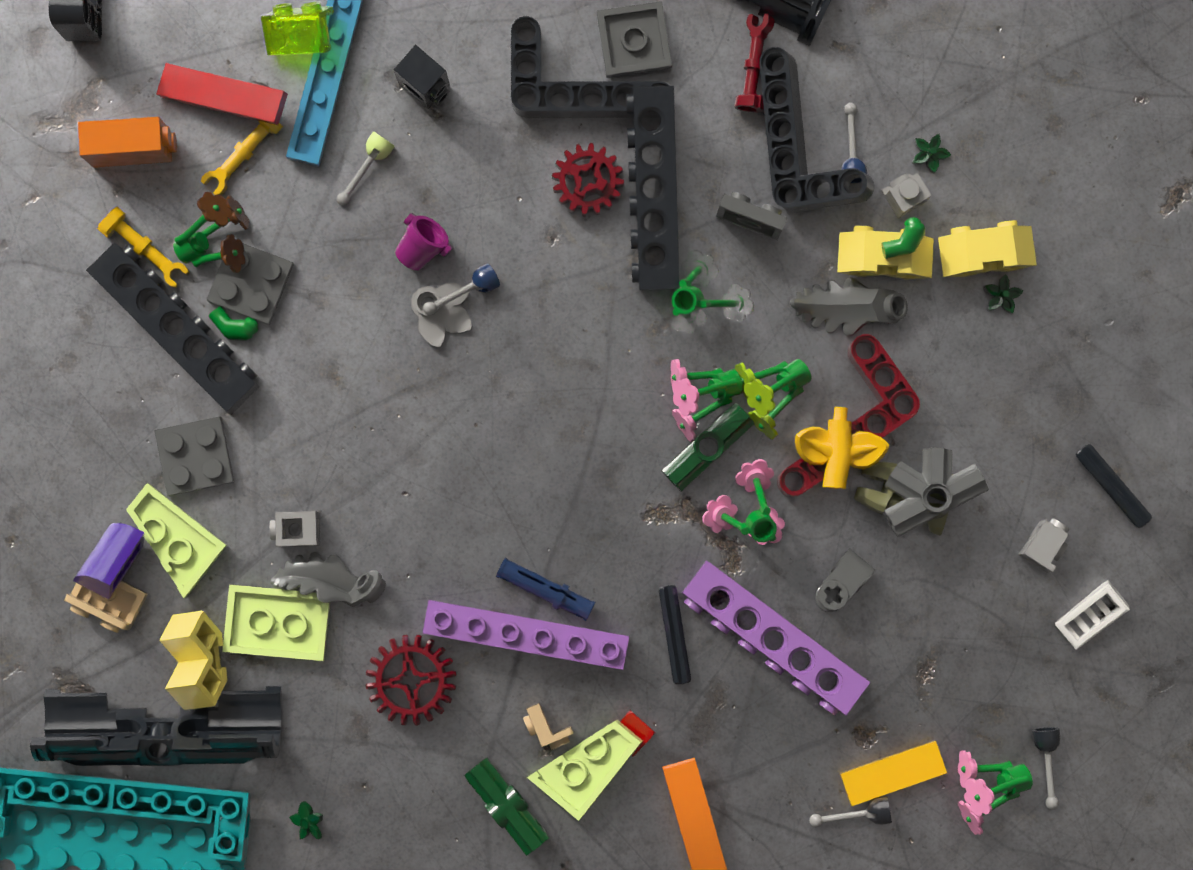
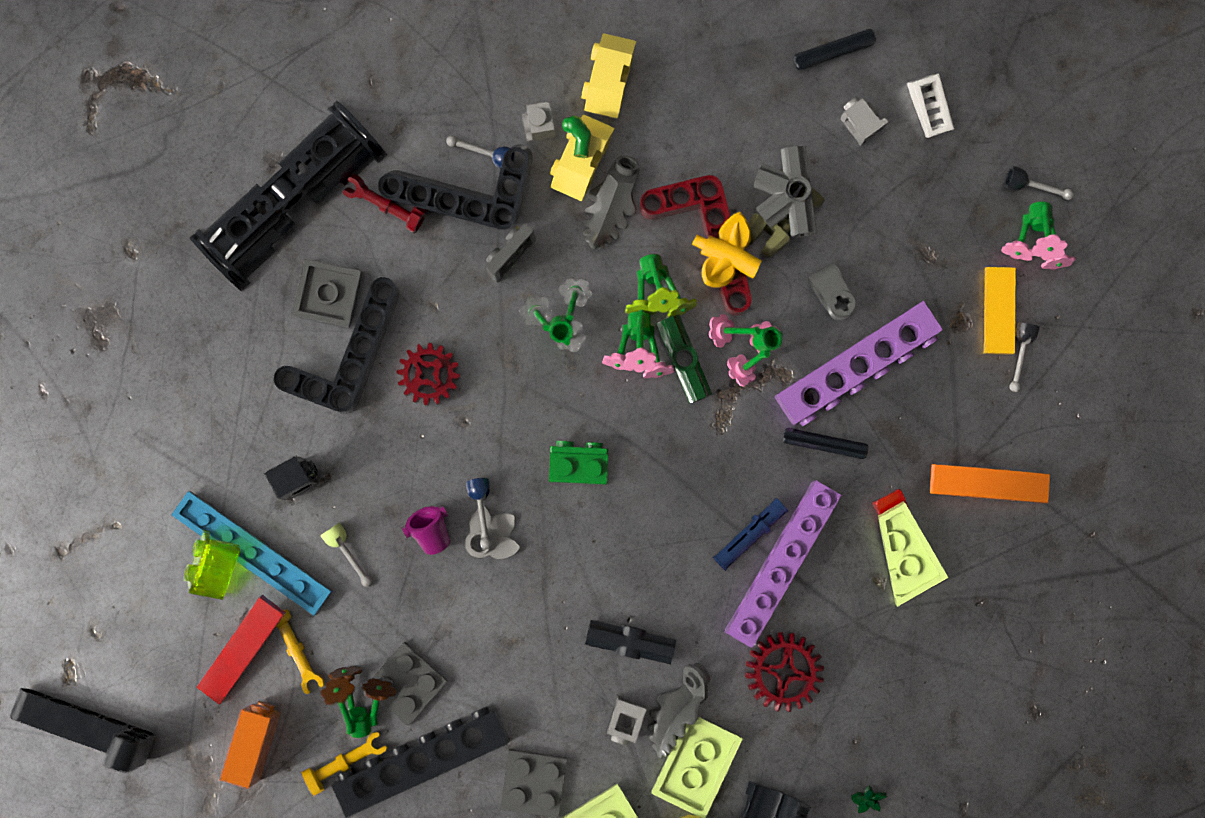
camera: 70 degrees left, 0 degrees up
(231, 328) = (440, 711): green arm -> none
(382, 502) = (630, 642): none -> black piece
(506, 806) = (915, 631): dark green piece -> none
(537, 724) = (858, 581): tan bracket -> none
(551, 376) = (578, 464): none -> green bracket
(666, 273) = (529, 338): black brick -> none
(930, 152) = (511, 91): dark green plant -> none
(1002, 295) = (648, 78): dark green plant -> none

